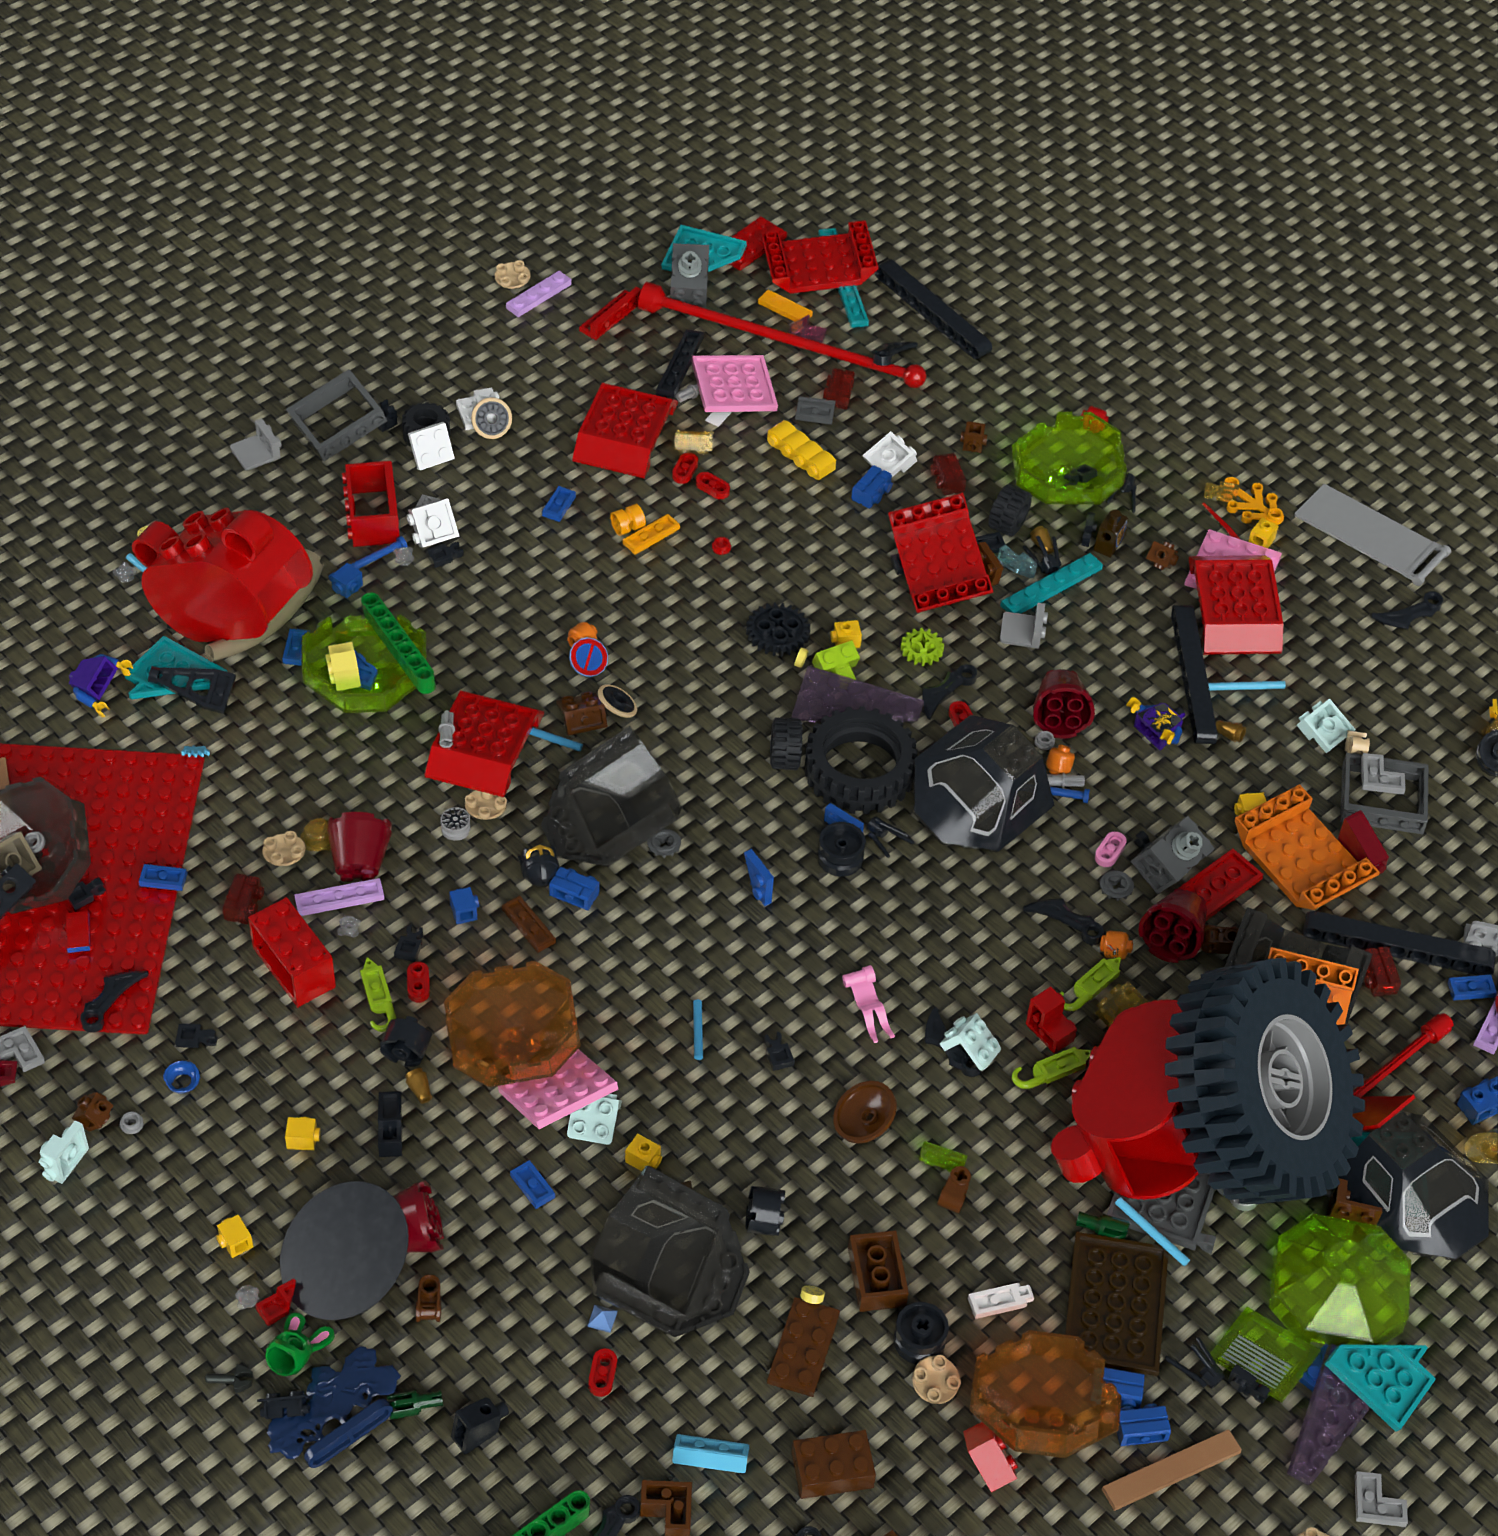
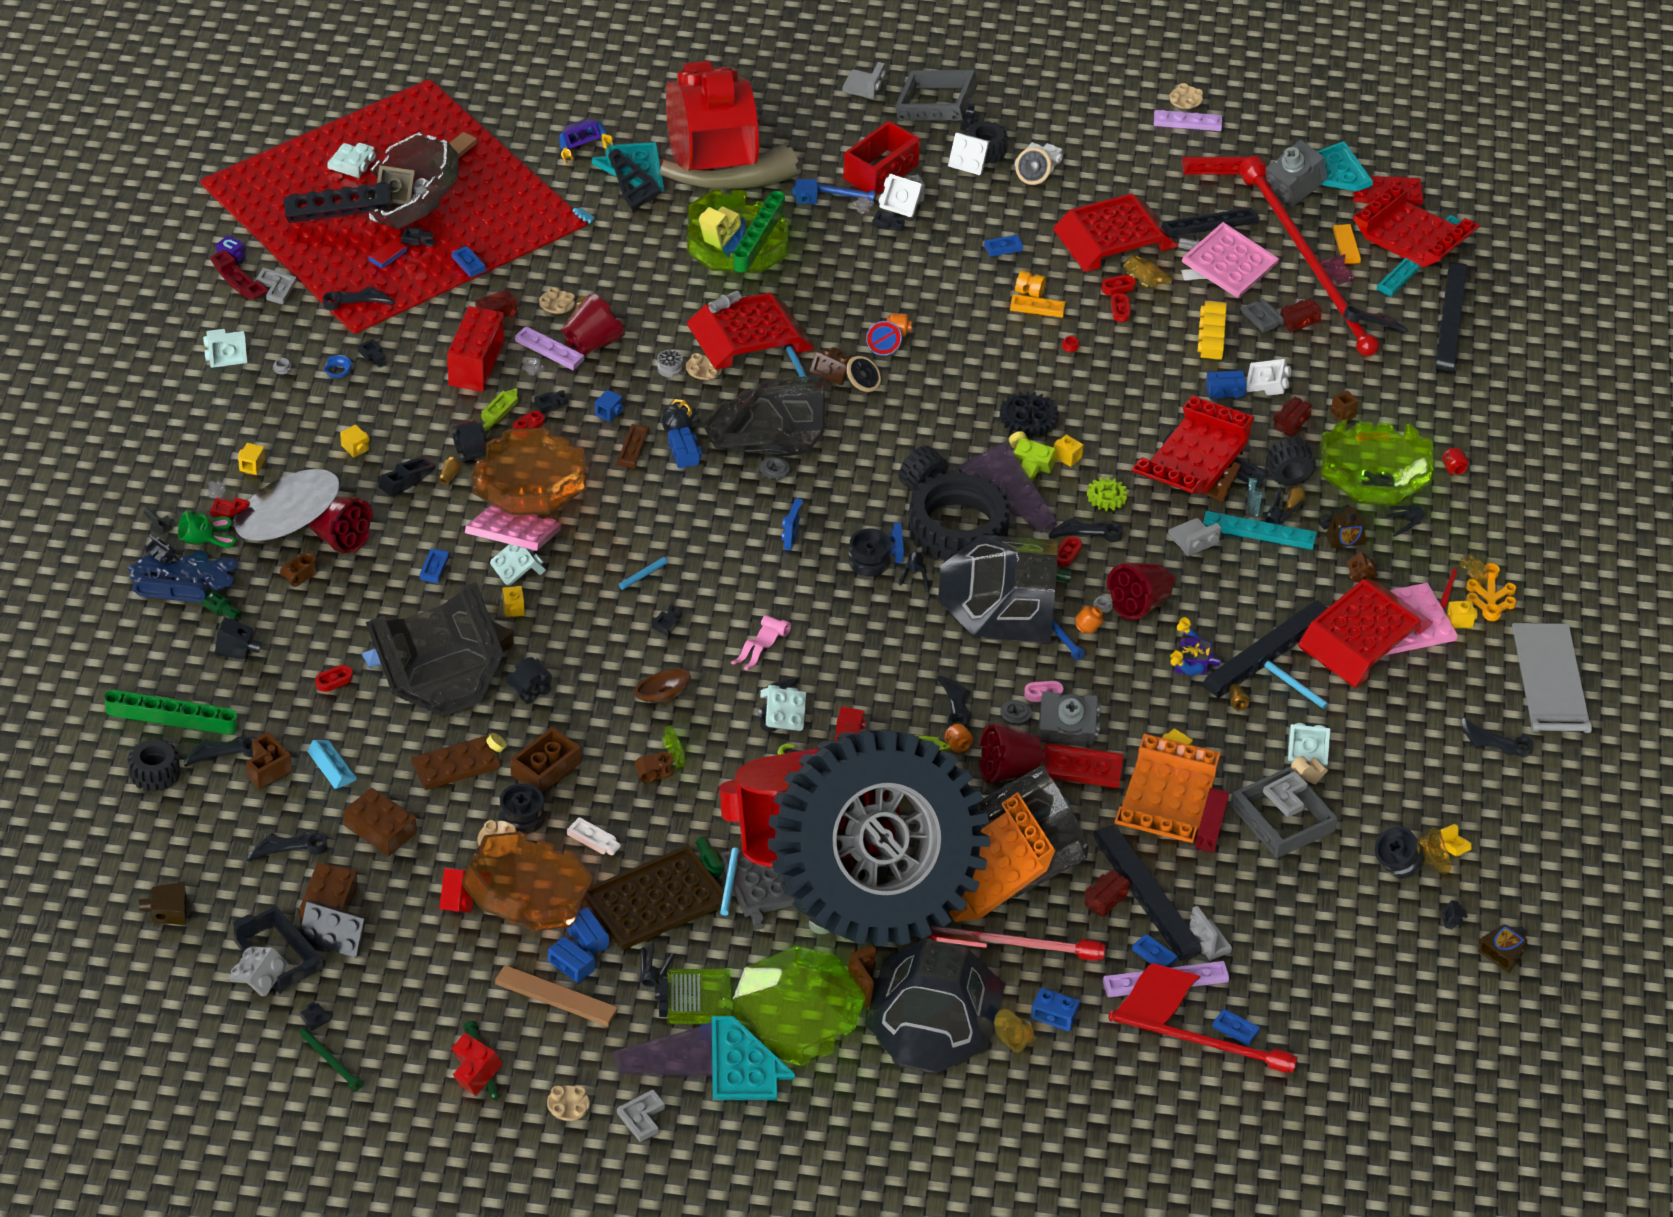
camera: 50 degrees right, 5 degrees down
(93, 1111) = (263, 345): reddish brown brick -> none
(1062, 780) = (1076, 633): light grey axle -> none

